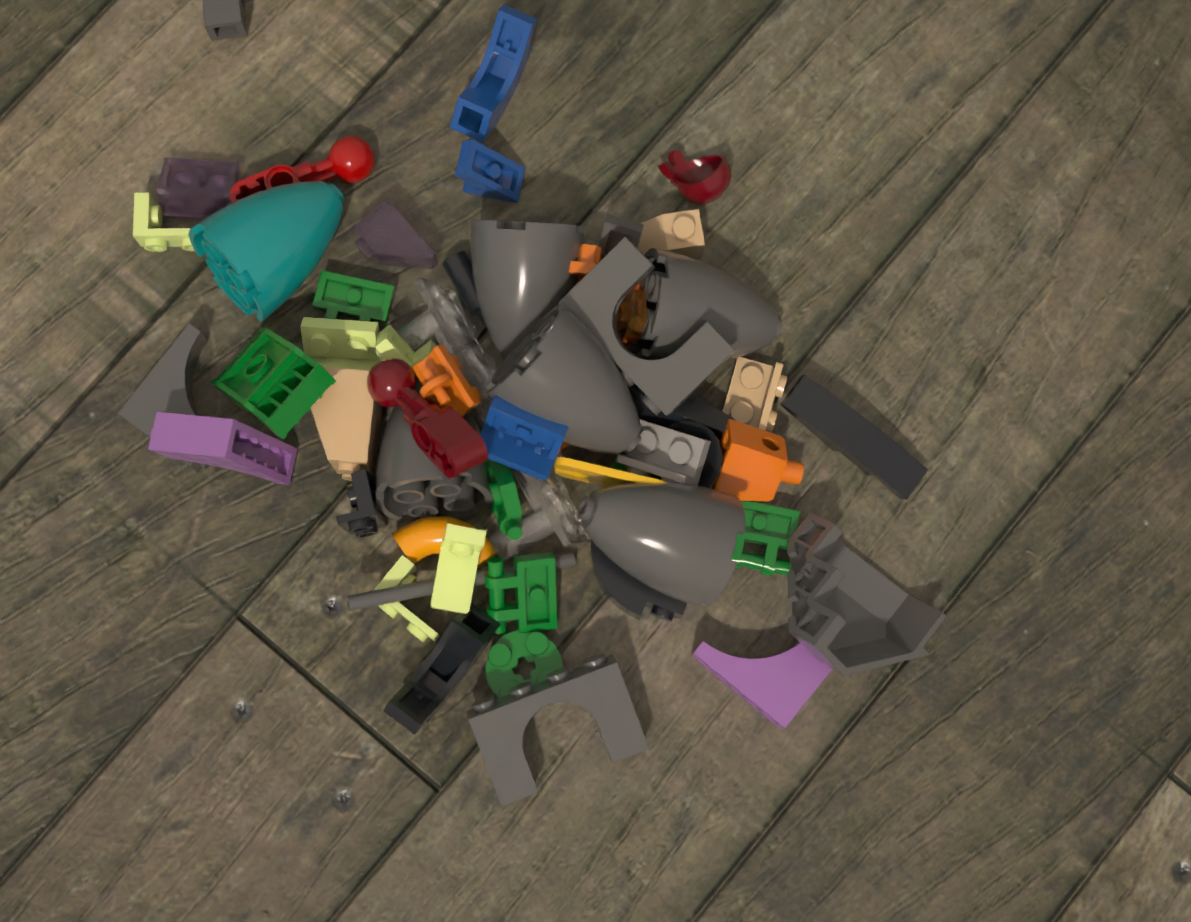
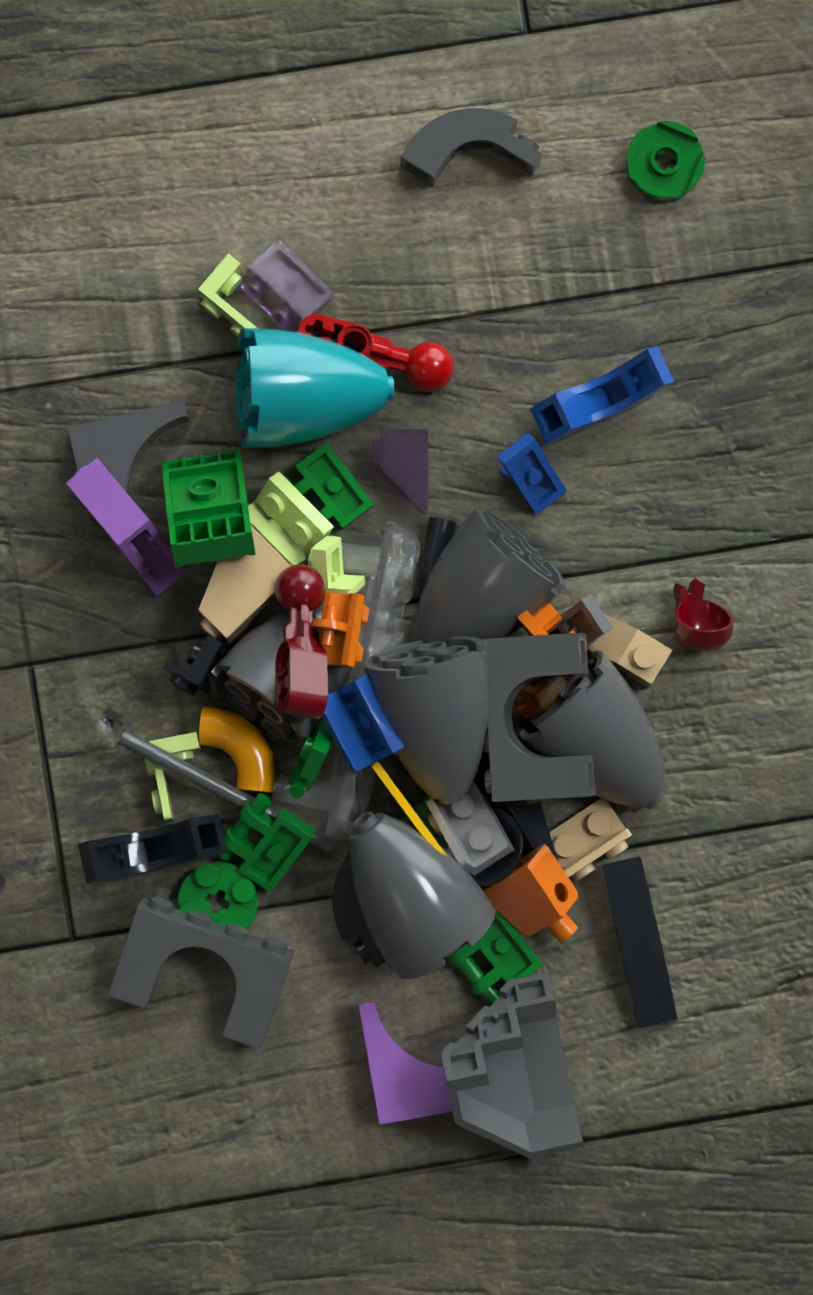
camera: 40 degrees right, 5 degrees up
(457, 568) = (227, 782): yellowish green bracket -> none

